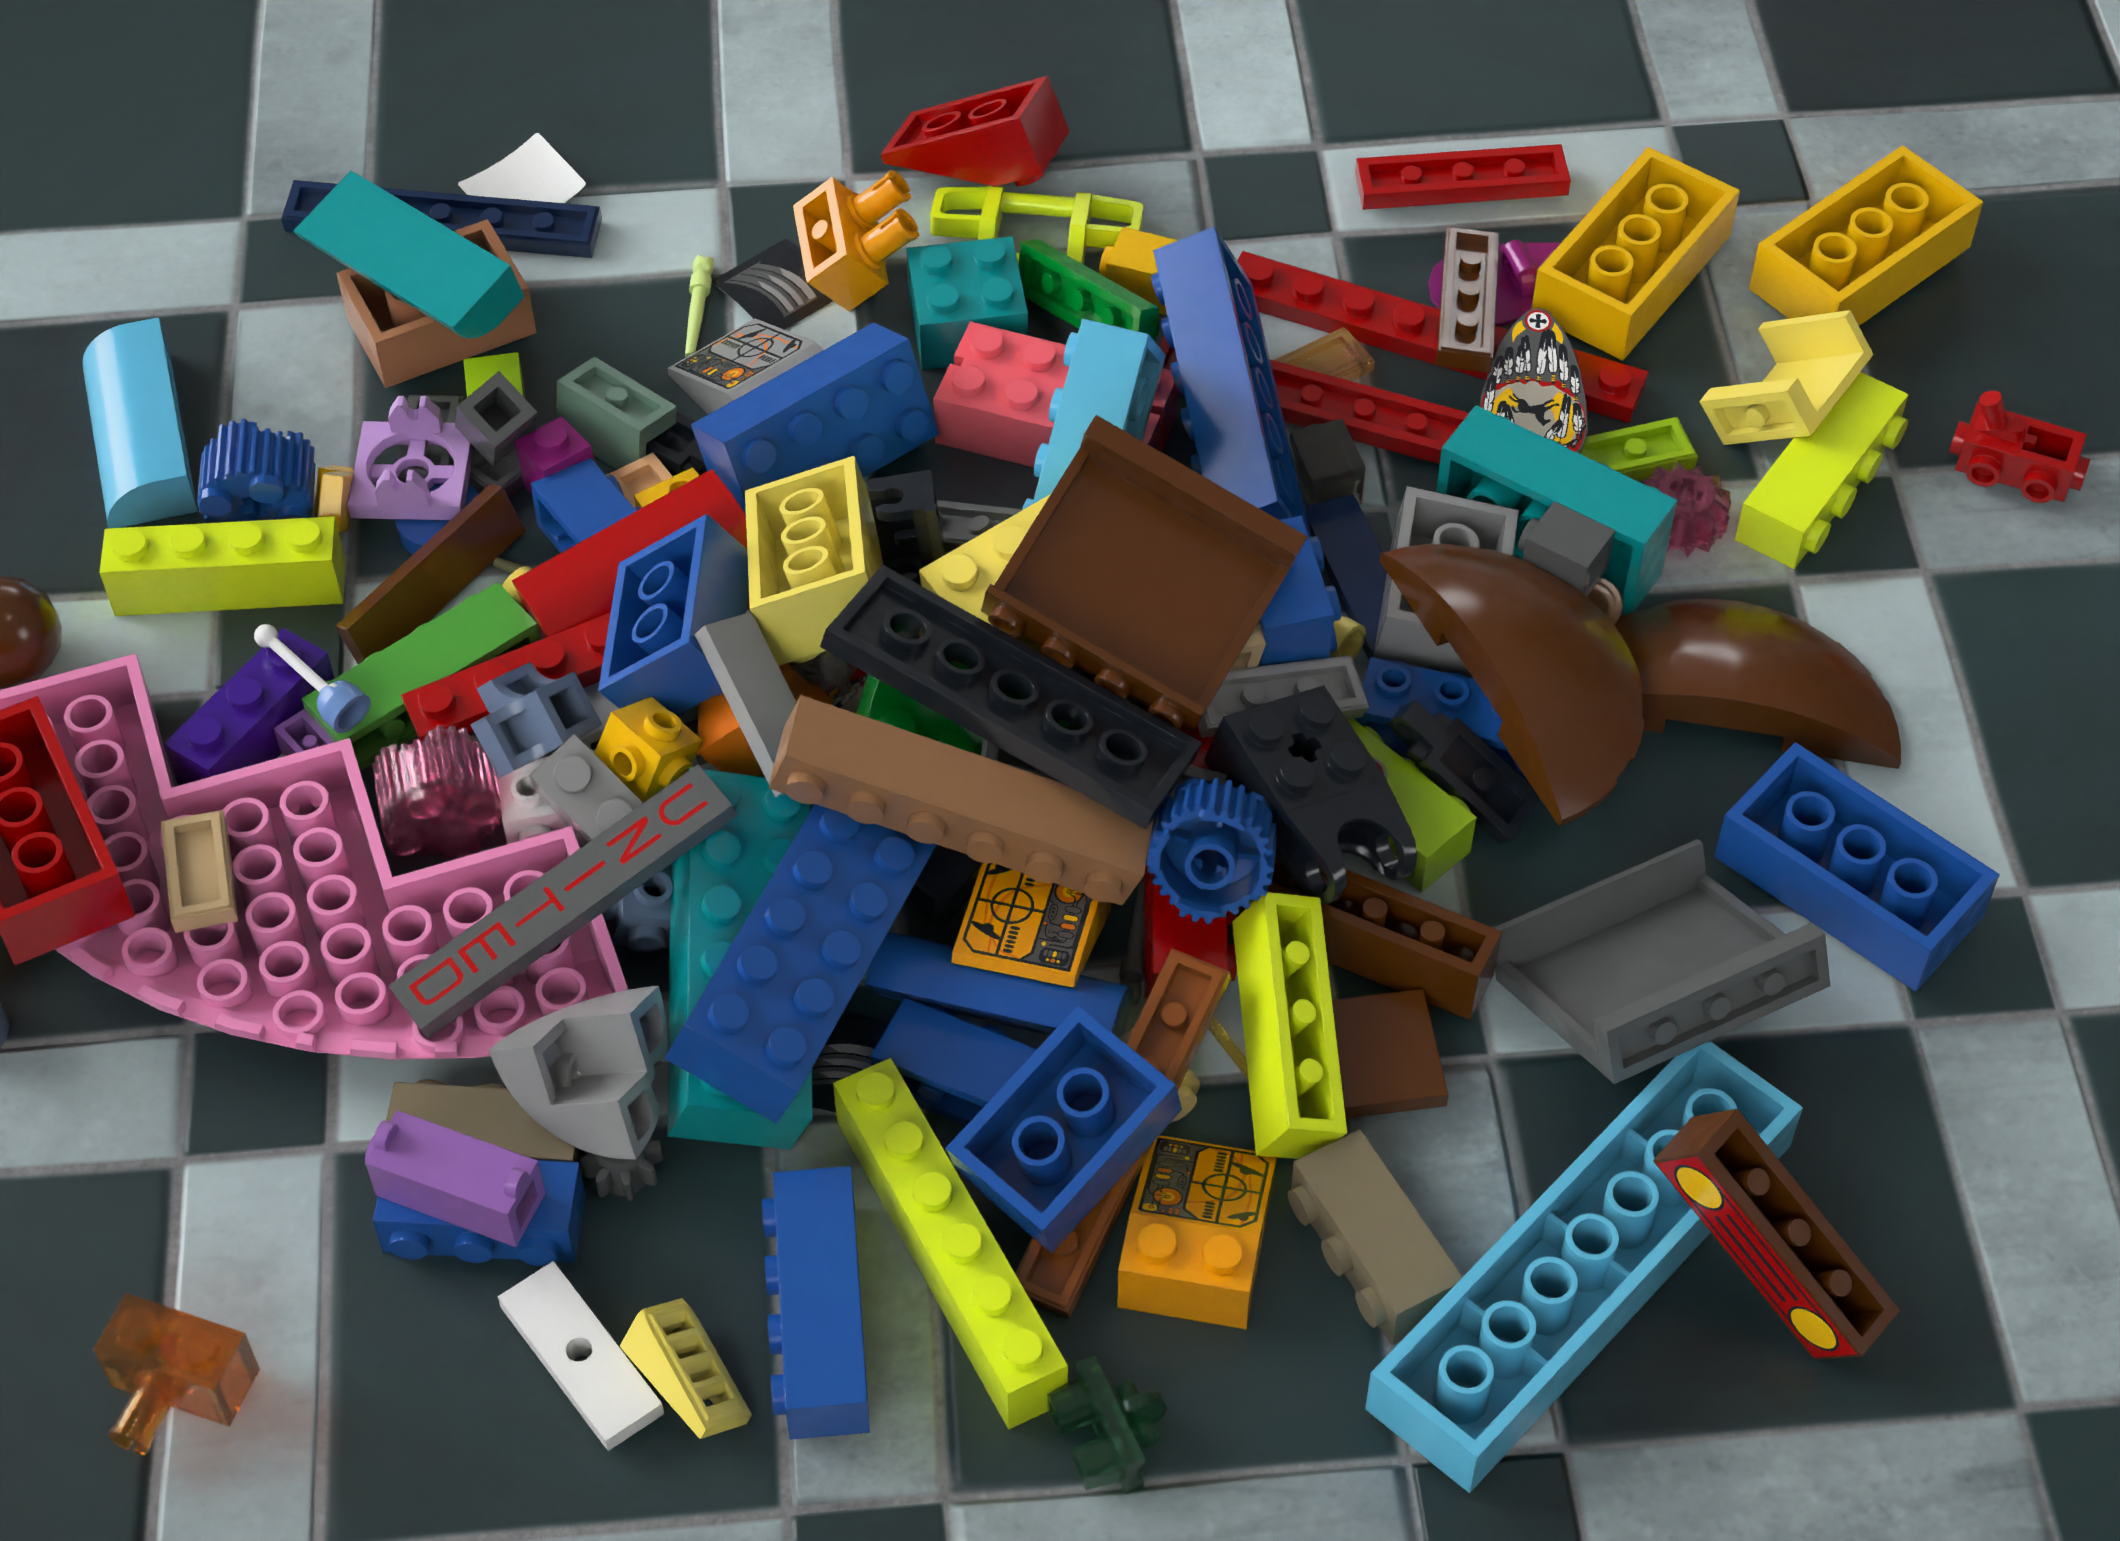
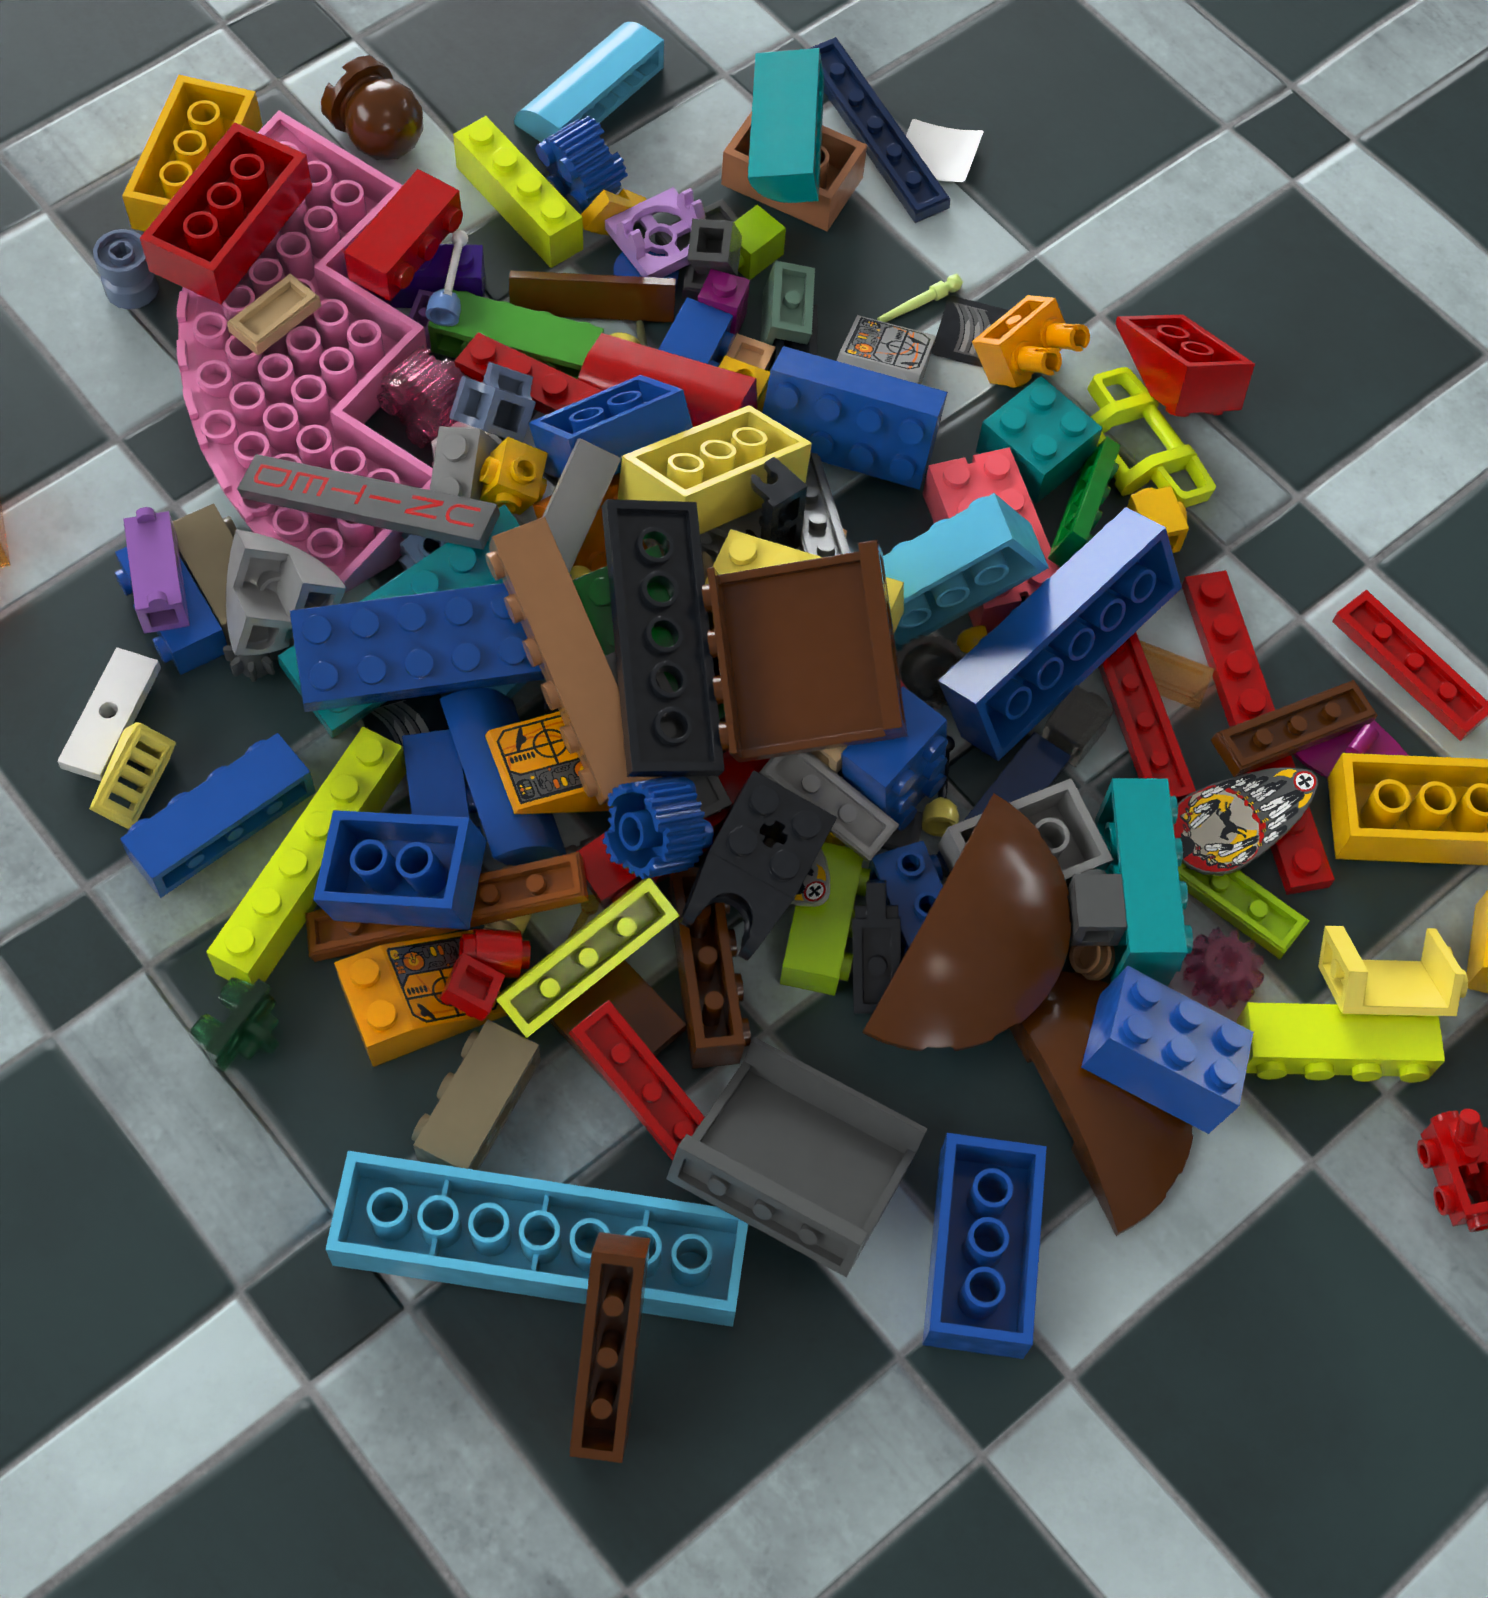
camera: 50 degrees right, 10 degrees up
(222, 679) = (404, 235): none -> red brick
(1212, 1117) = (497, 949): none -> red brick
(1251, 1151) = (472, 987): none -> red tile
(1476, 1060) = (637, 1077): none -> red plate
(1753, 590) = (1168, 1050): none -> blue brick

